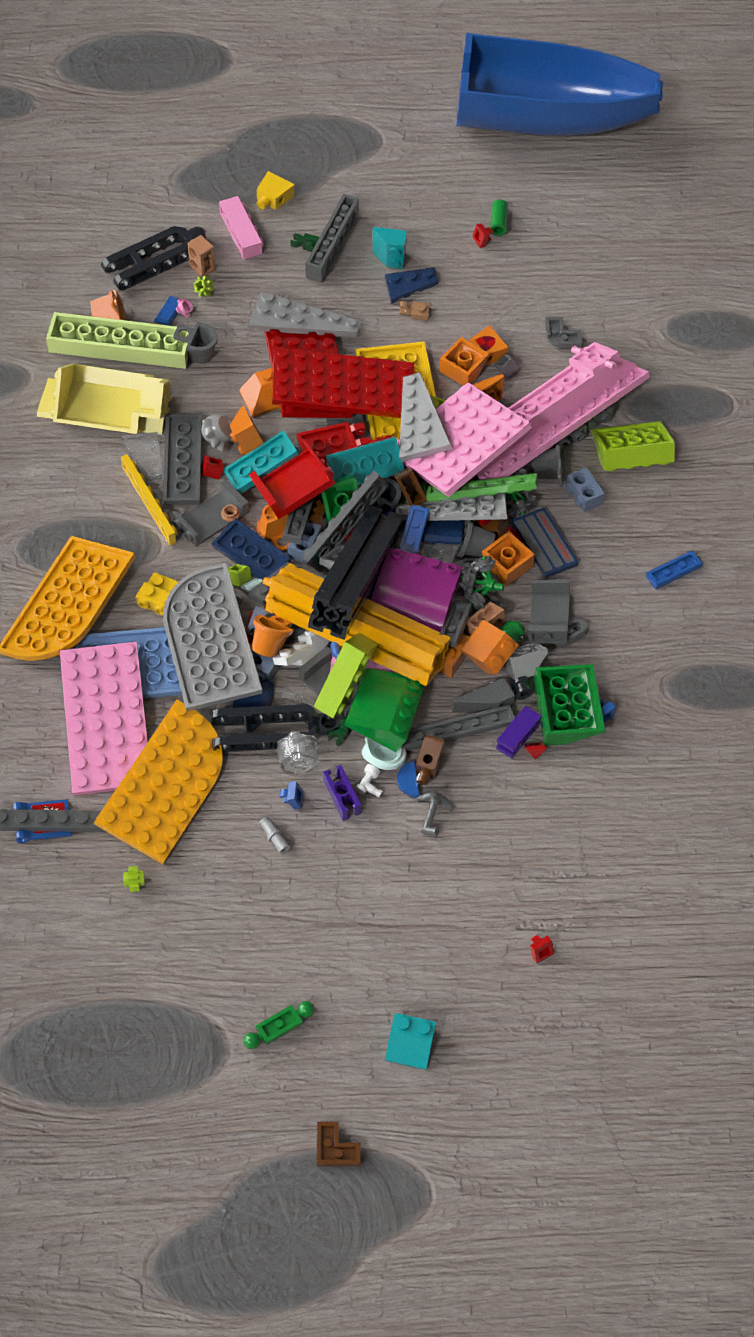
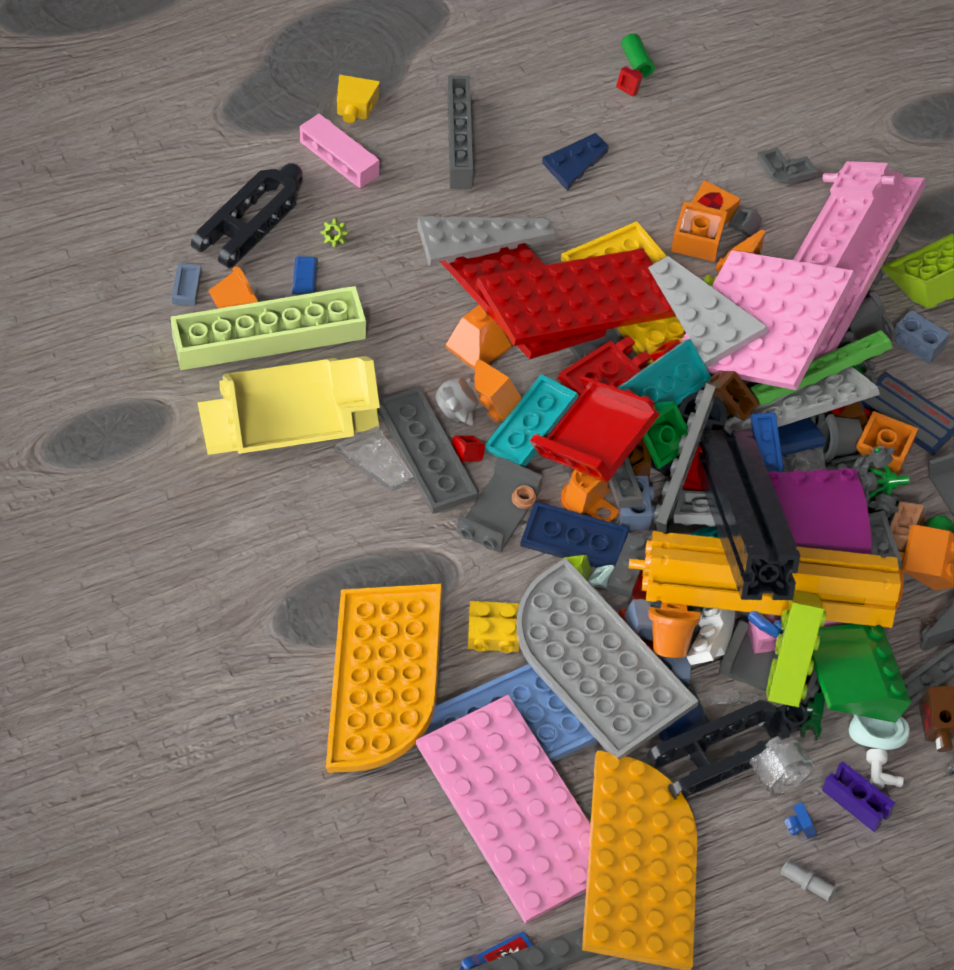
camera: 25 degrees left, 5 degrees down
(84, 293) = (186, 284): none -> sand blue tile
(146, 494) = (413, 513): yellow plate -> none
(184, 307) = (324, 265): bright pink plate -> none
(200, 341) = (375, 296): dark grey container -> none
(201, 256) = (315, 196): nougat brick -> none
(307, 241) = (432, 145): dark green plate -> none
(390, 246) = (535, 122): teal slope -> none
(407, 780) = (923, 753): blue tile -> none
(417, 310) = (604, 188): medium nougat plate -> none

